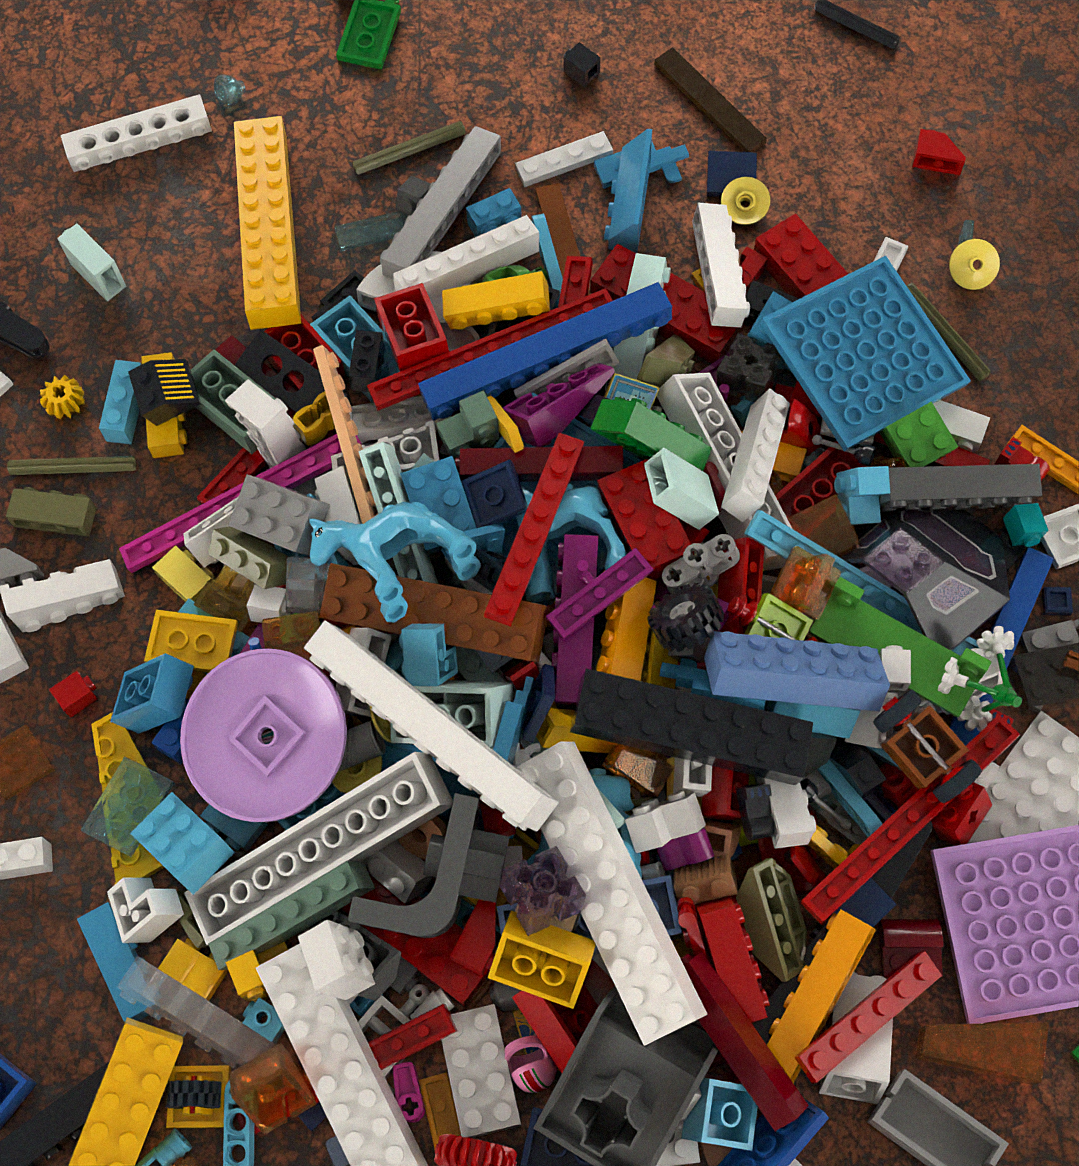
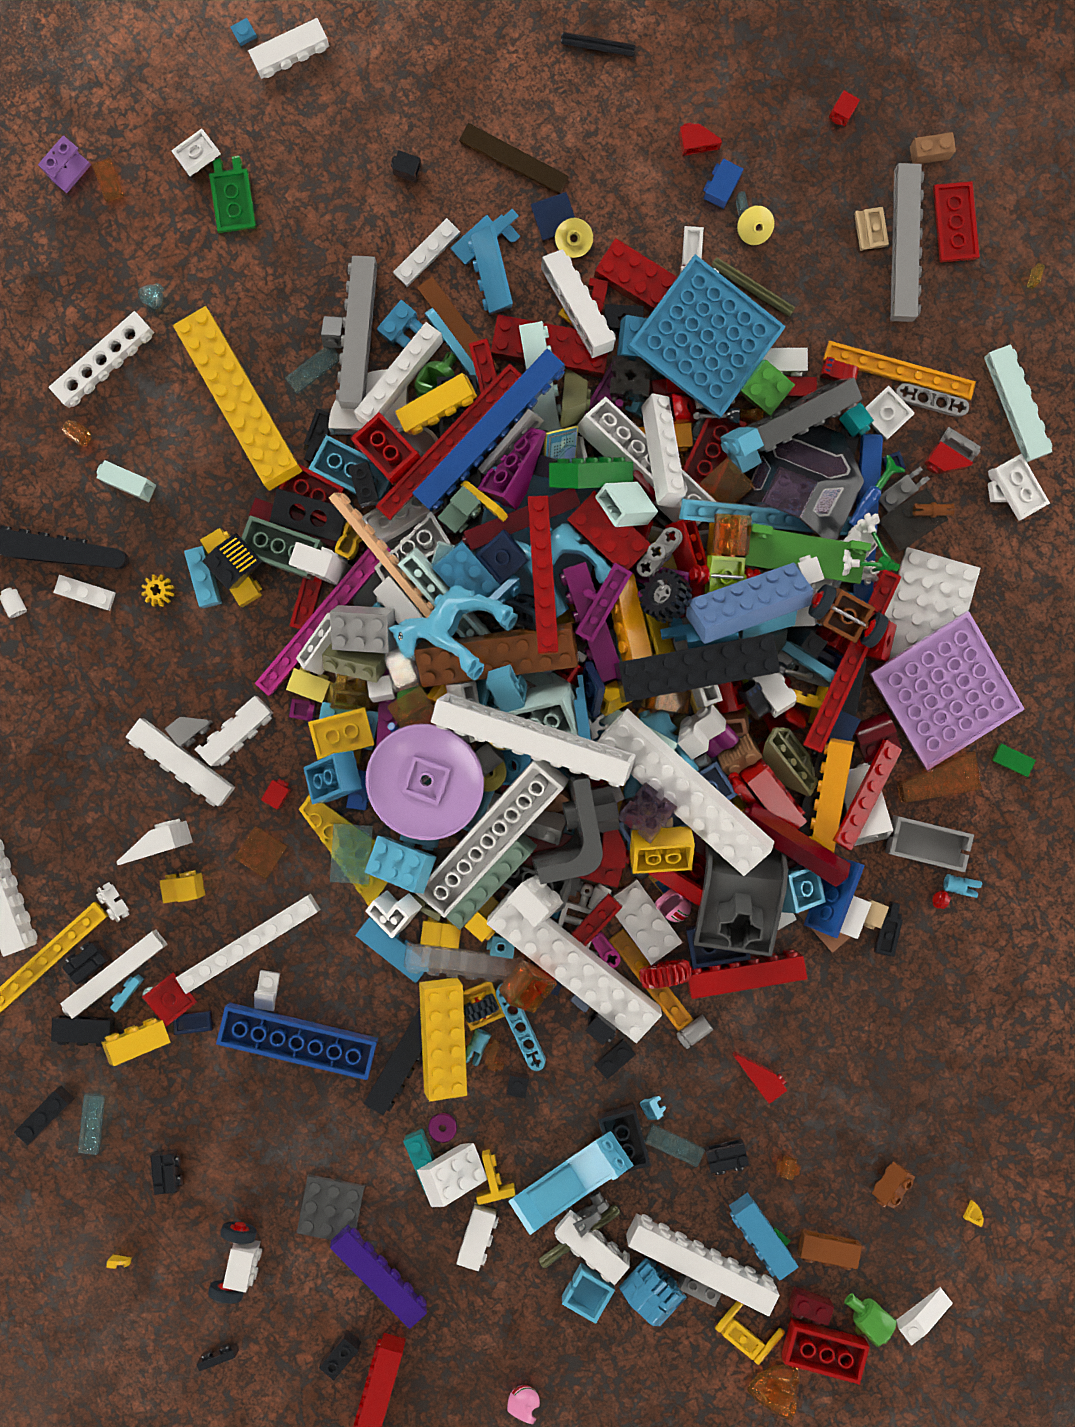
camera: 25 degrees left, 20 degrees up
(51, 511) = (194, 676): olive brick -> none
(66, 196) = (76, 433): none -> clear orange brick
(71, 465) = (190, 636): olive axle -> none
(161, 600) = (303, 709): none -> magenta tile
(408, 147) = (308, 289): olive axle -> none
(950, 207) = (723, 183): none -> blue brick
(1018, 619) = (873, 493): none -> blue piece

